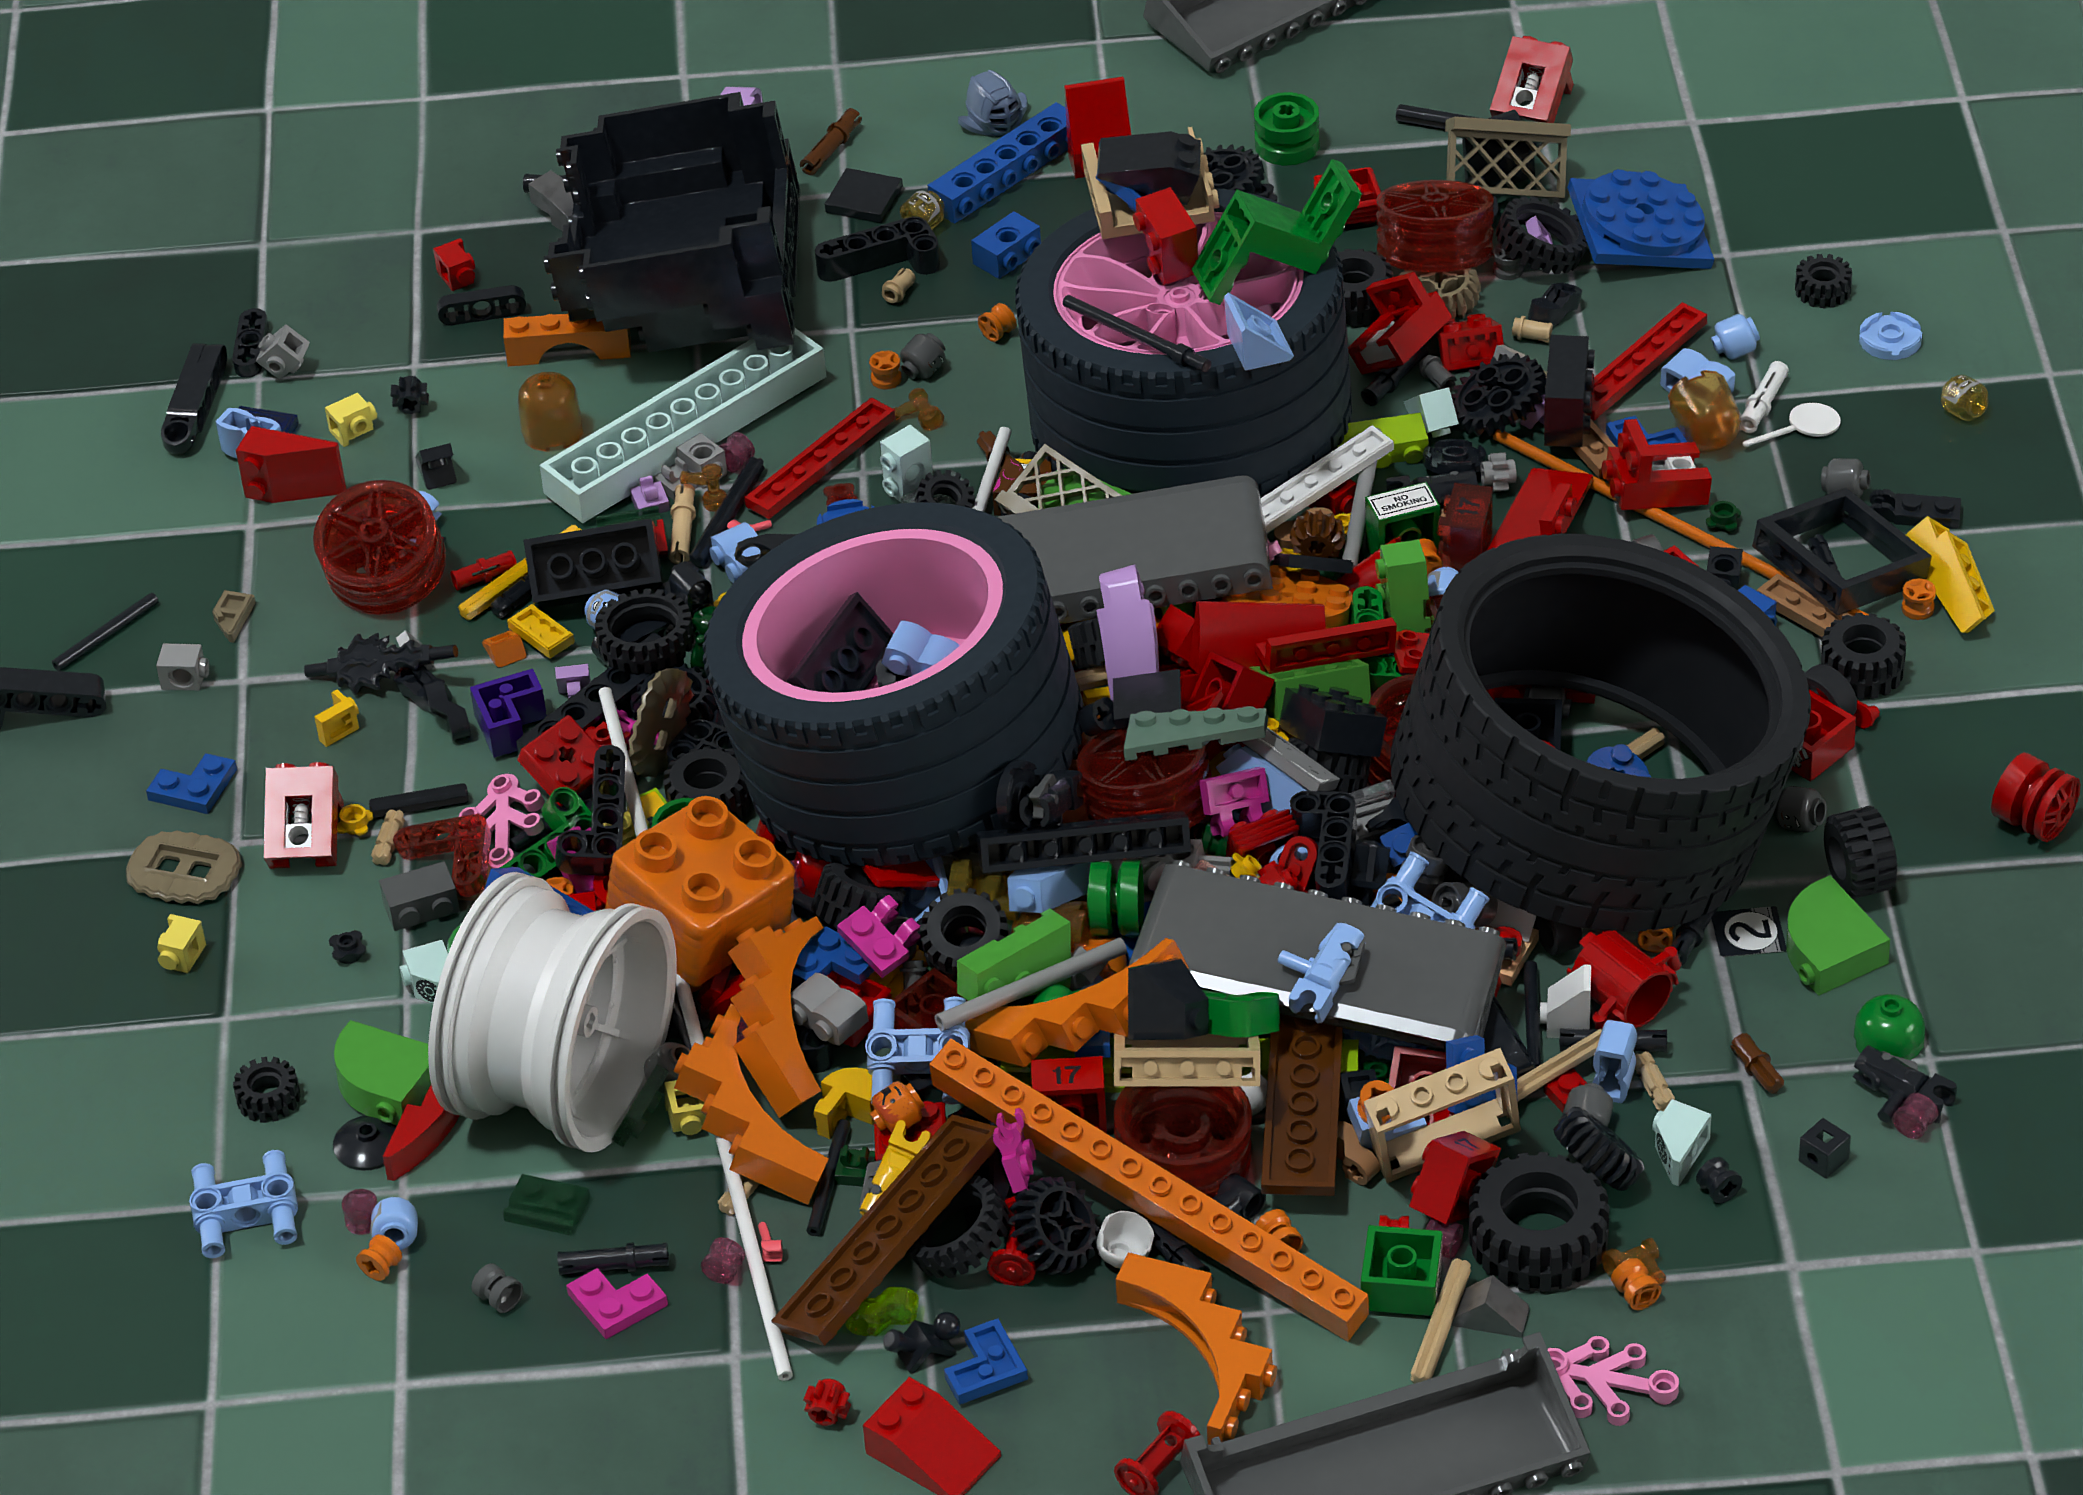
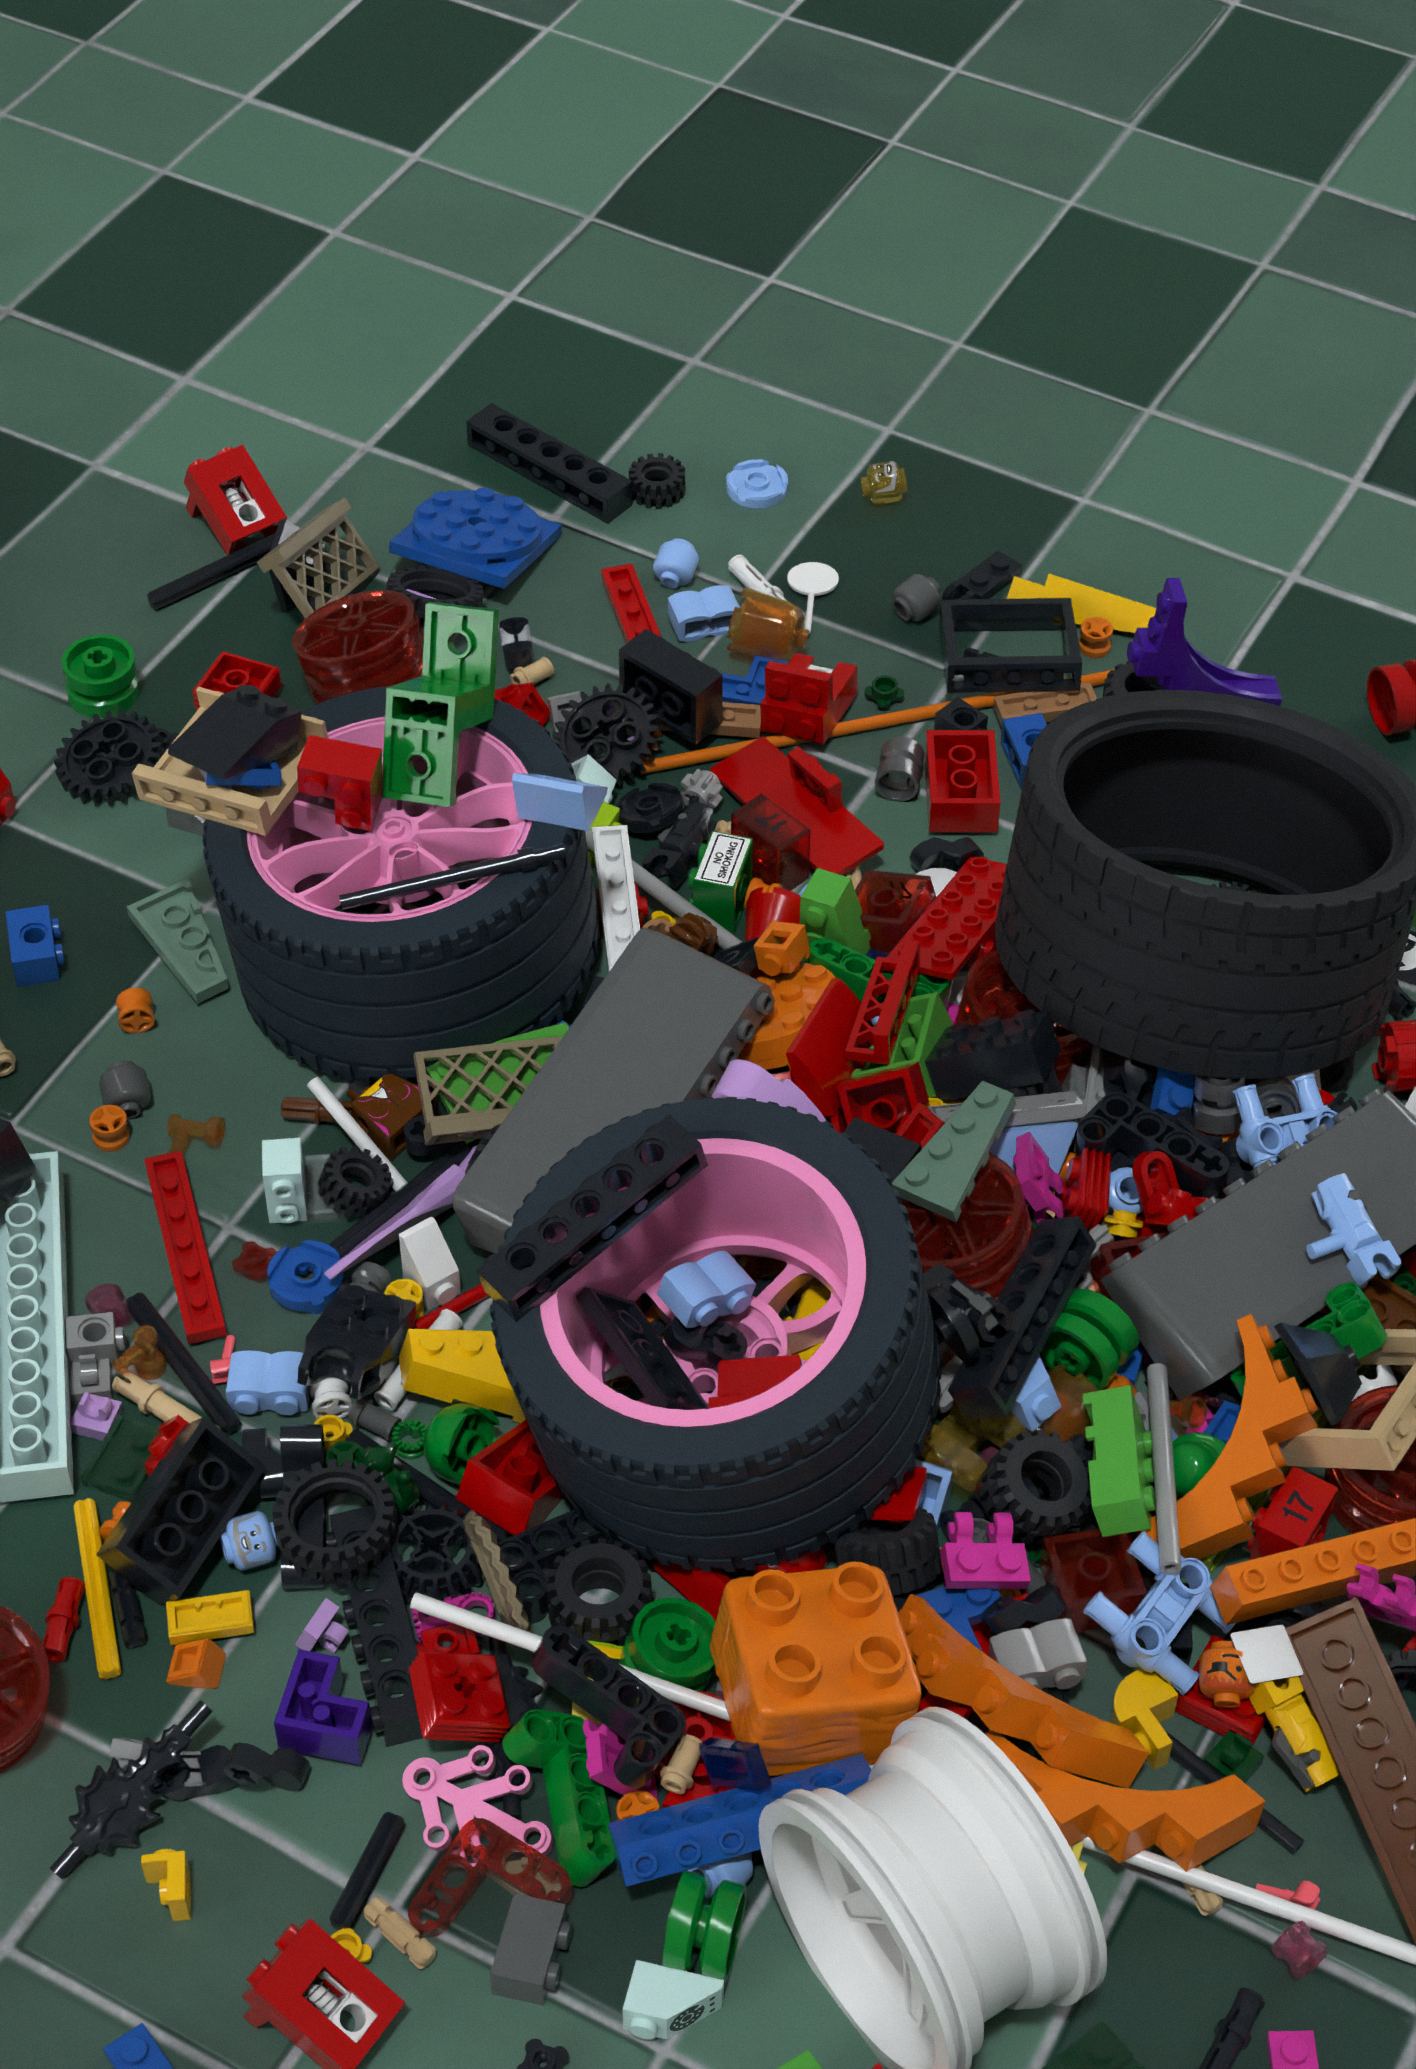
camera: 60 degrees left, 5 degrees up
(591, 882) = (679, 1772): none -> tan pin
(597, 895) = (735, 1764): none -> clear blue tile
(856, 980) = (1038, 1607): none -> black piece
(868, 535) = (587, 1237): none -> black brick
(921, 1112) = (1267, 1654): none -> white sticker
(1334, 570) = (780, 957): none -> orange brick
(1774, 218) = (549, 463): none -> black brick
(1885, 646) = (1167, 653): none -> dark purple arch

